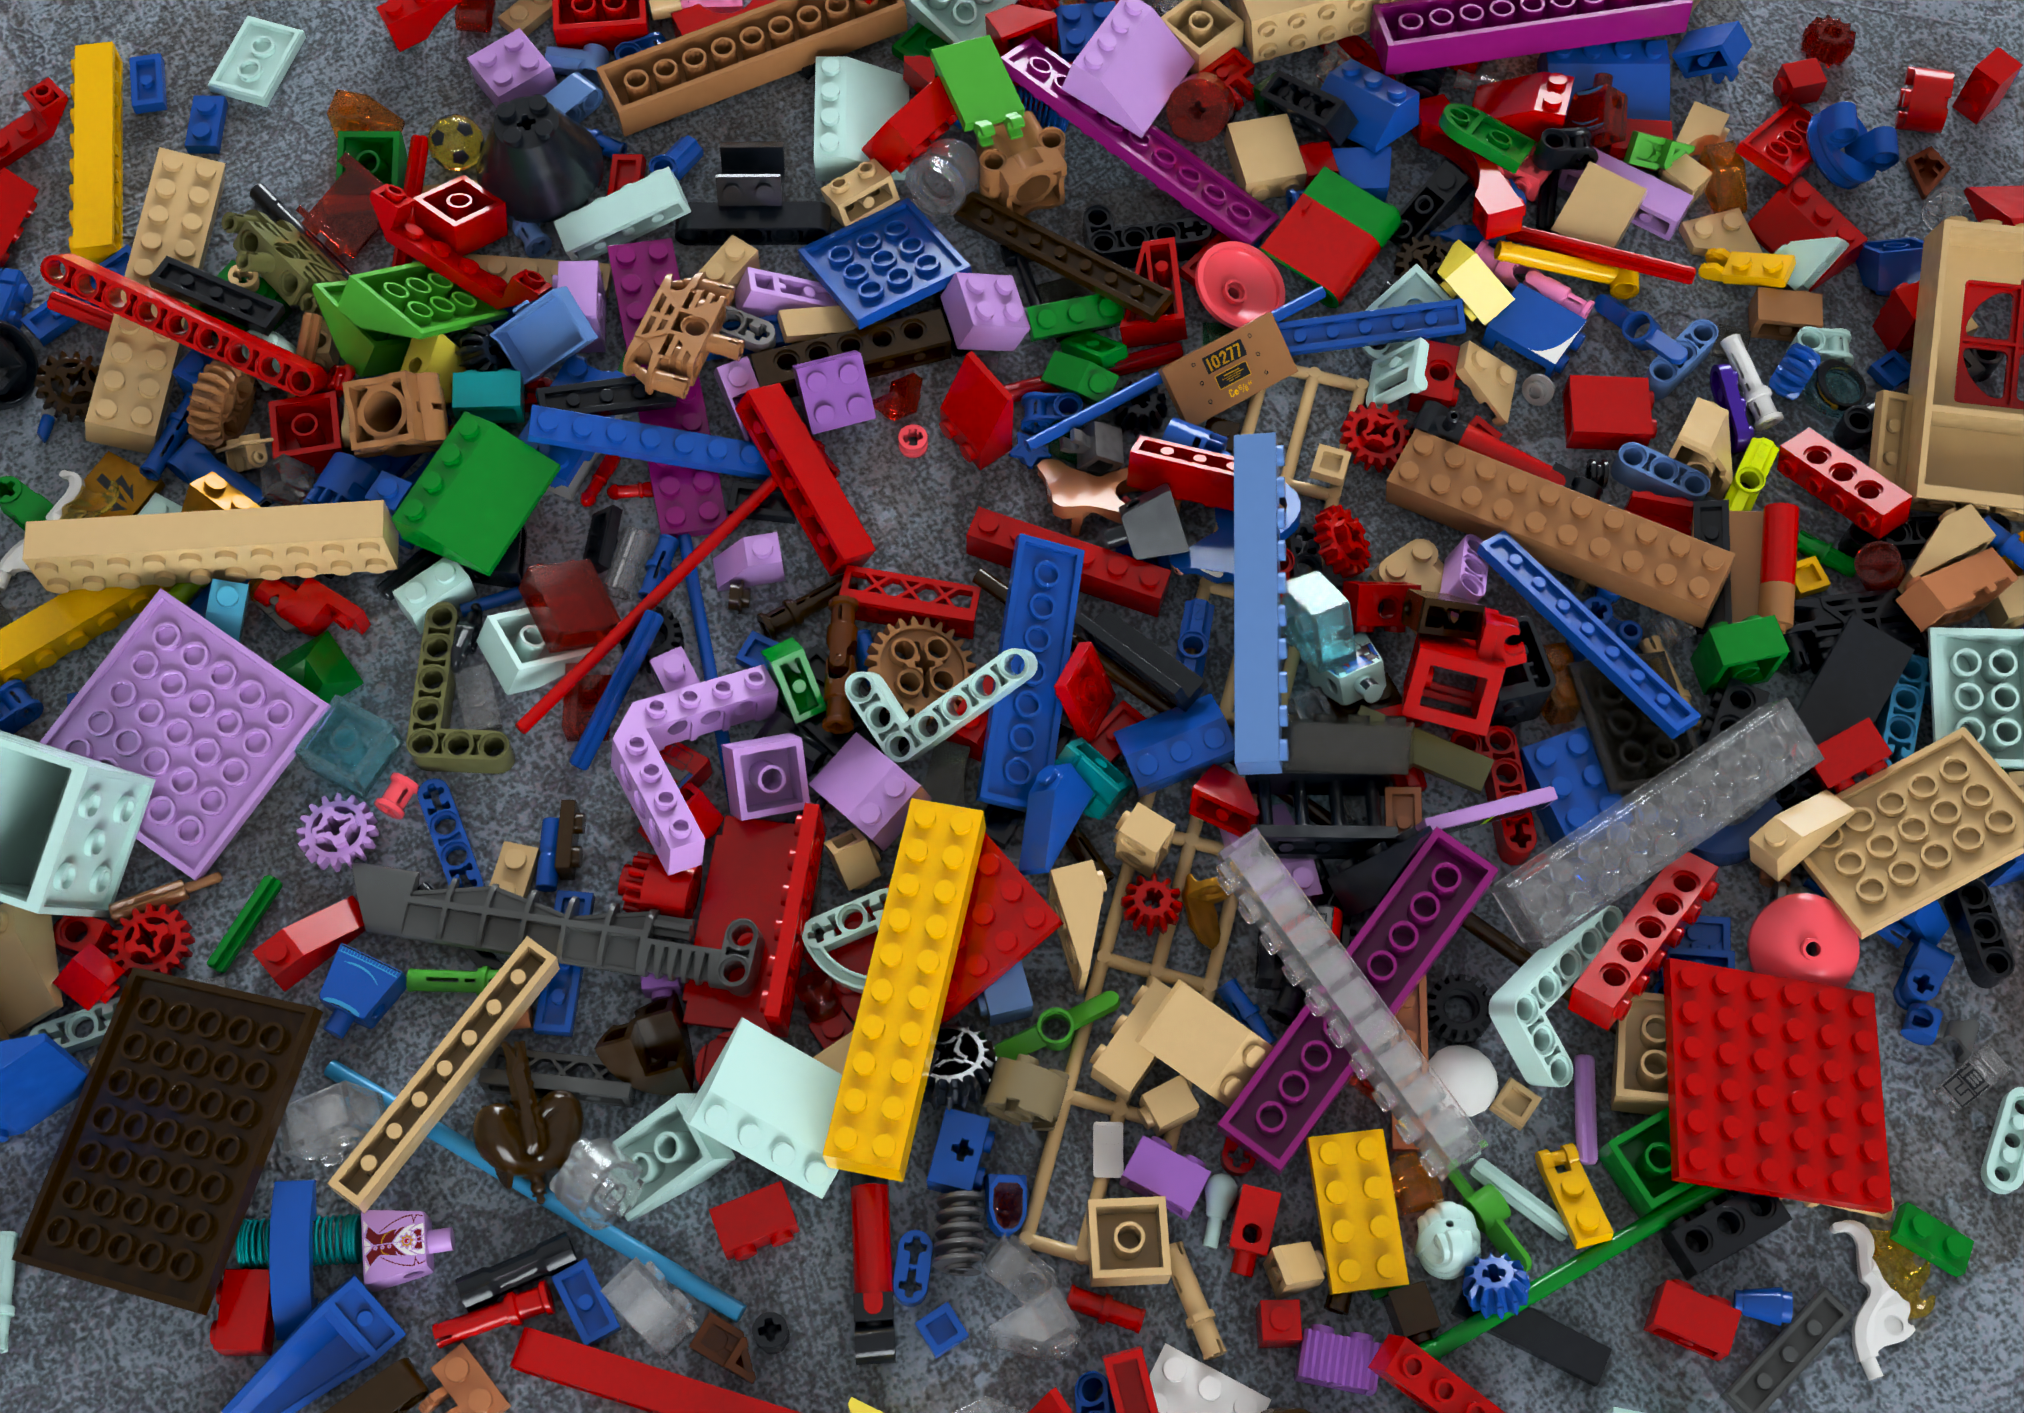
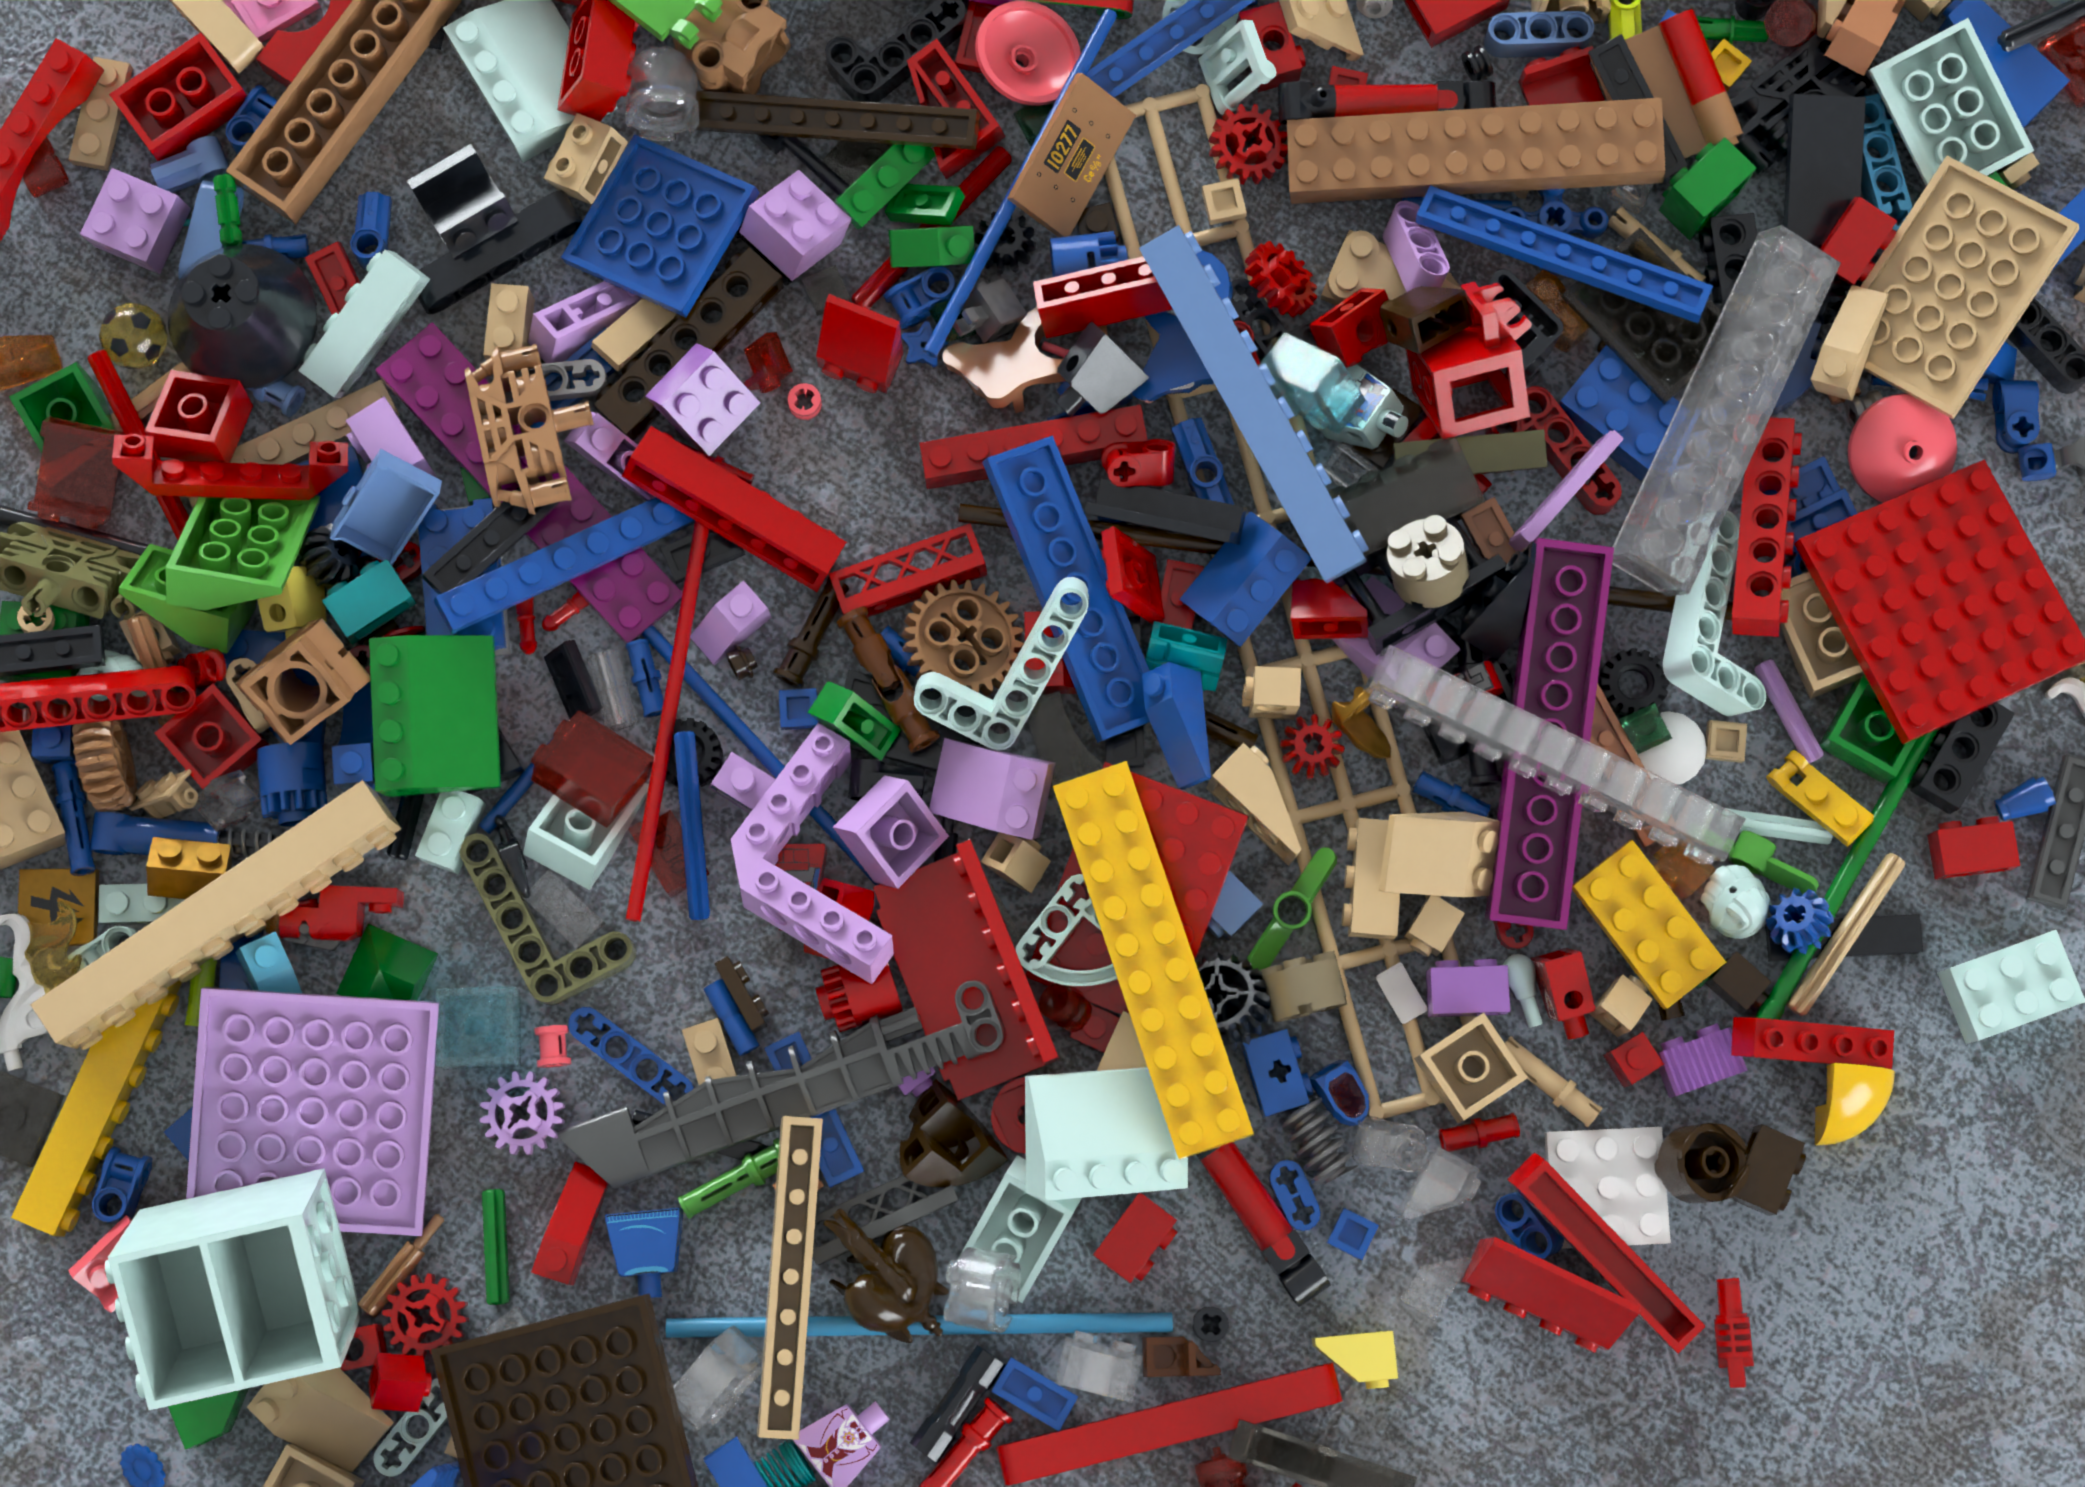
camera: 30 degrees left, 15 degrees up
(580, 93) = (227, 210): none -> green axle
(1147, 614) = (1140, 462): none -> red piece
(1331, 797) = (1428, 562): none -> dark tan brick
(1448, 1047) = (1646, 728): none -> clear green plate
(1533, 1326) = (1846, 934): none -> tan axle

